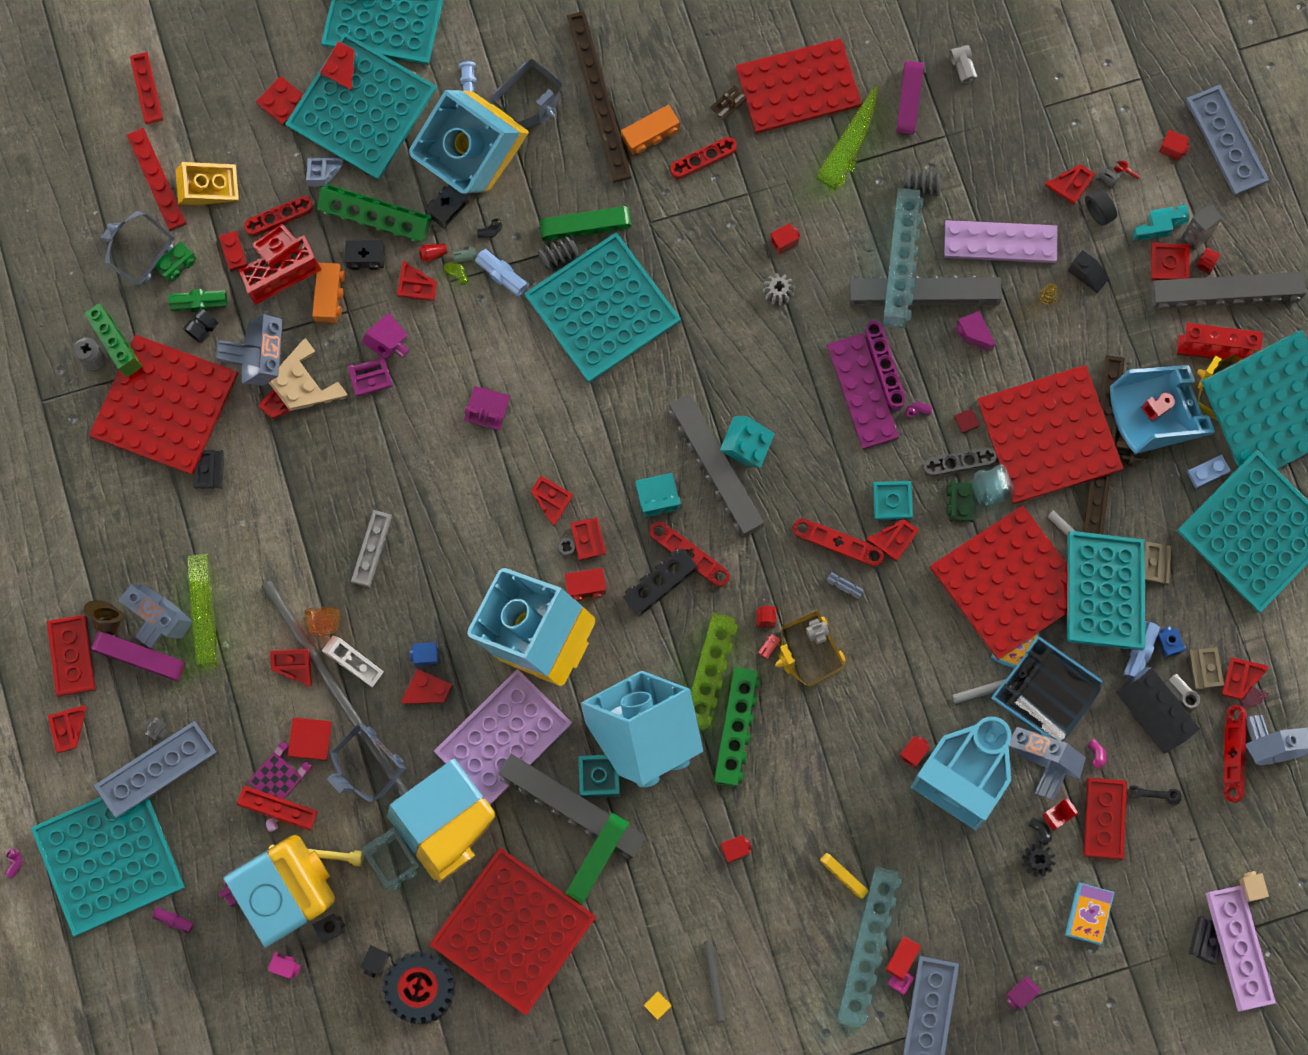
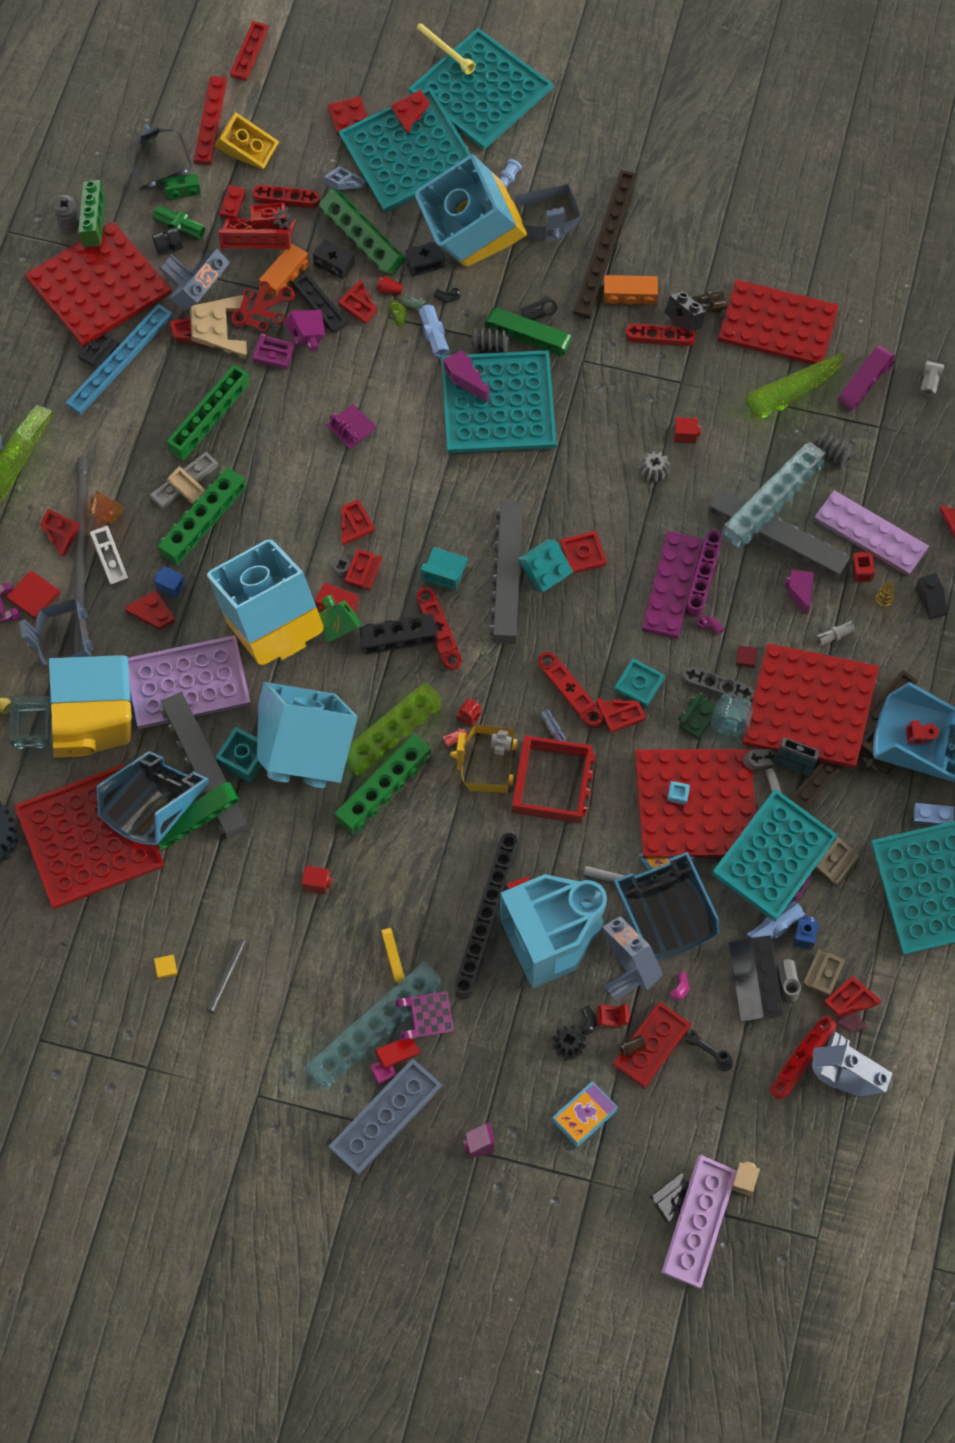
camera: 30 degrees right, 10 degrees down
(234, 467) = (119, 359): none -> dark azure plate
(302, 245) = (280, 213): none -> dark grey gear
(330, 342) = (260, 307): none -> red plant
(352, 472) = (208, 412): none -> green brick
(378, 554) = (185, 485): none -> tan tile
(380, 304) = (319, 301): none -> black plate
(411, 623) = (200, 525): none -> green brick
(548, 868) = (147, 798): none -> clear smoke windscreen
(558, 301) = (463, 374): none -> magenta slope
(582, 196) = (536, 310): none -> black piece
(601, 601) = (337, 619): none -> green torso
(714, 124) = (685, 311): none -> black brick
(768, 407) = (583, 552): none -> red plate
(899, 781) = (482, 923): none -> black beam
(902, 613) = (561, 747): none -> red window
(909, 909) = (429, 1014): none -> magenta flag
(992, 584) = (678, 792): none -> medium azure tile
(1017, 273) = (863, 567): none -> red brick
(1028, 354) = (835, 633): none -> light grey pin
(1035, 507) = (761, 762): none -> dark grey beam
(1069, 490) = (796, 757): none -> black brick
(1093, 831) = (632, 1046): none -> dark brown pin

